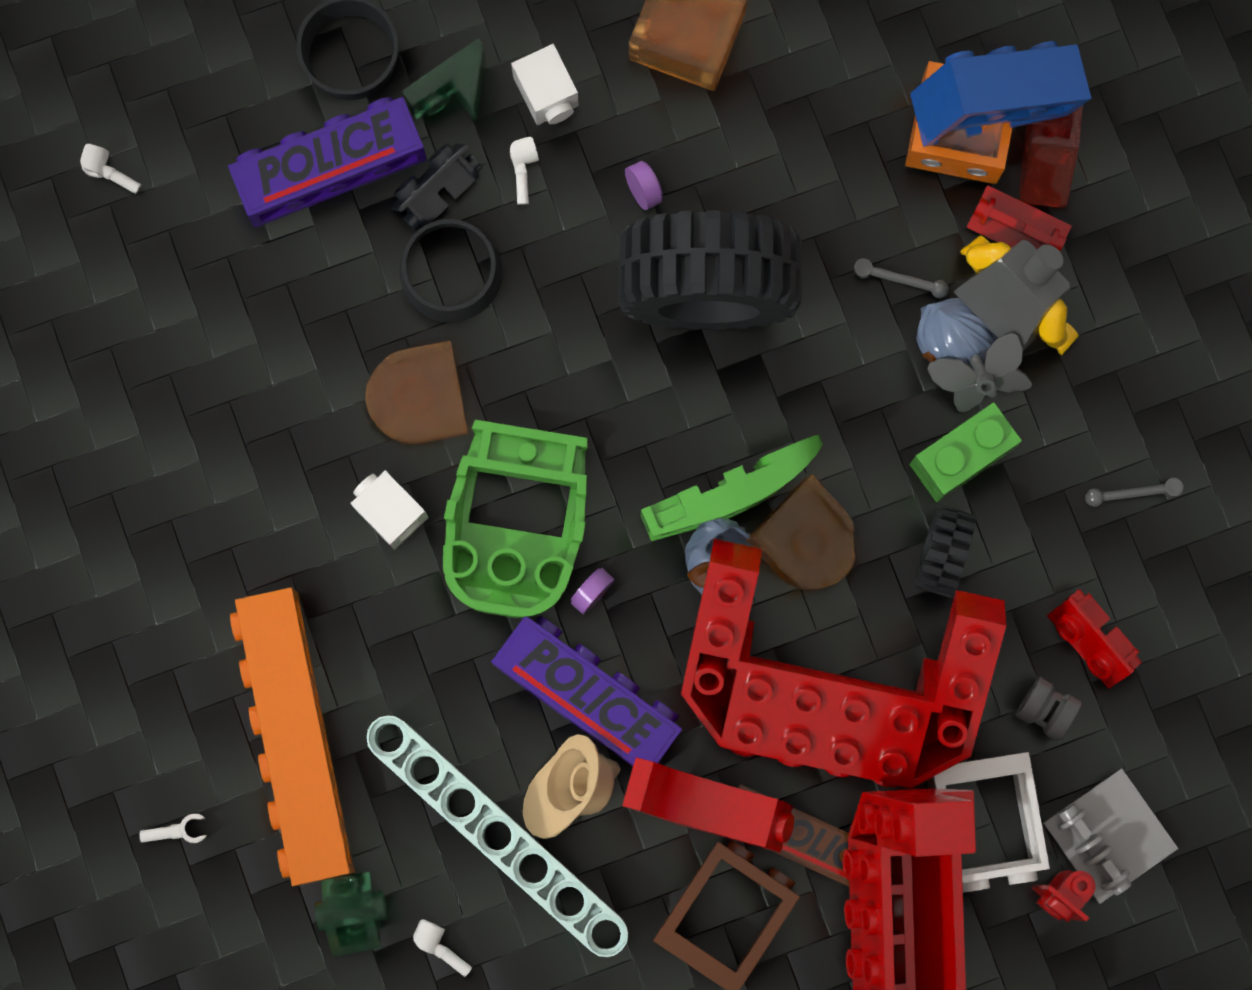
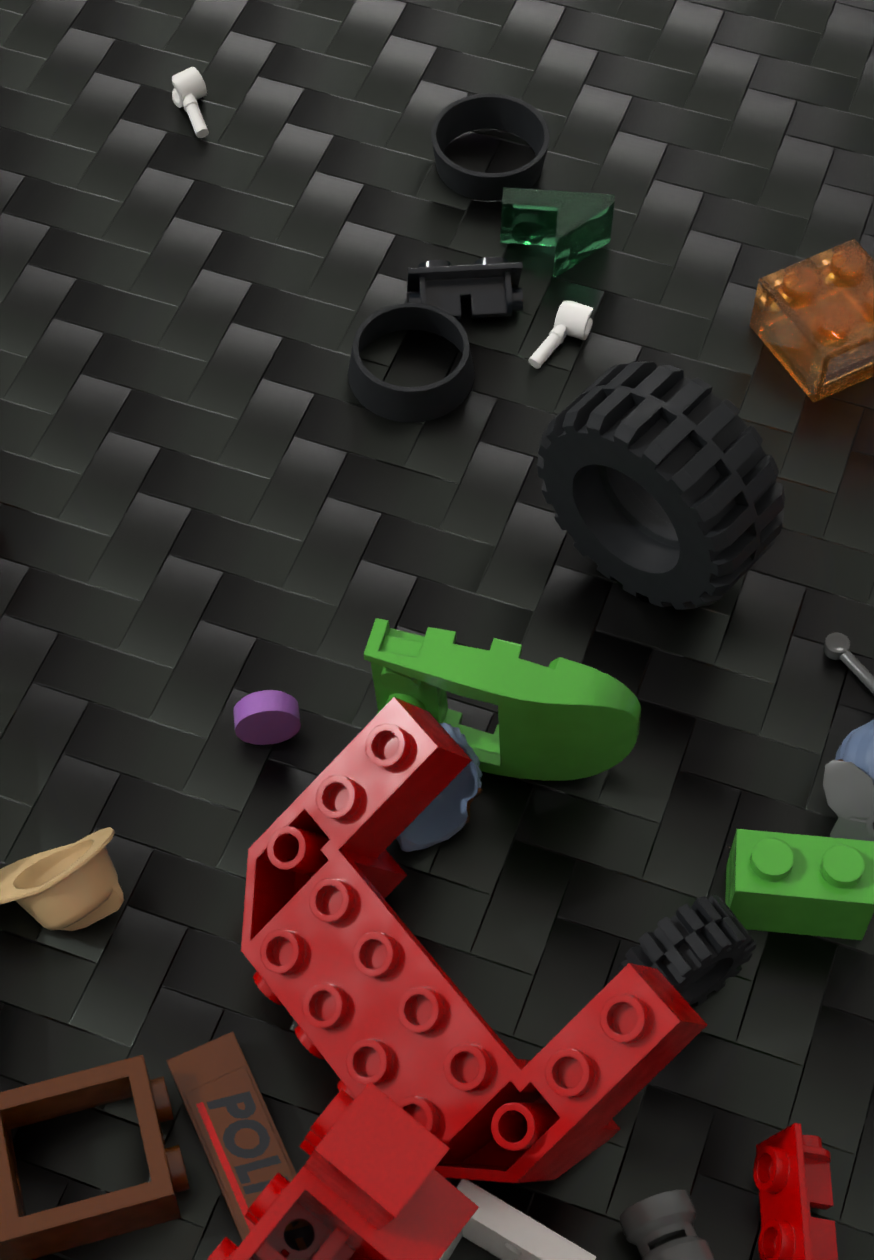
camera: 40 degrees right, 25 degrees down
(327, 161) = (382, 207): dark purple brick -> none
(388, 508) = (145, 503): white brick -> none
(417, 395) = (277, 441): clear orange tile -> none
(508, 568) = (210, 640): bright green slope -> none
(545, 85) = (645, 279): white brick -> none
(585, 694) = (160, 813): dark purple brick -> none
(708, 806) = (160, 986): red arch -> none
(807, 538) = (541, 838): clear orange tile -> none

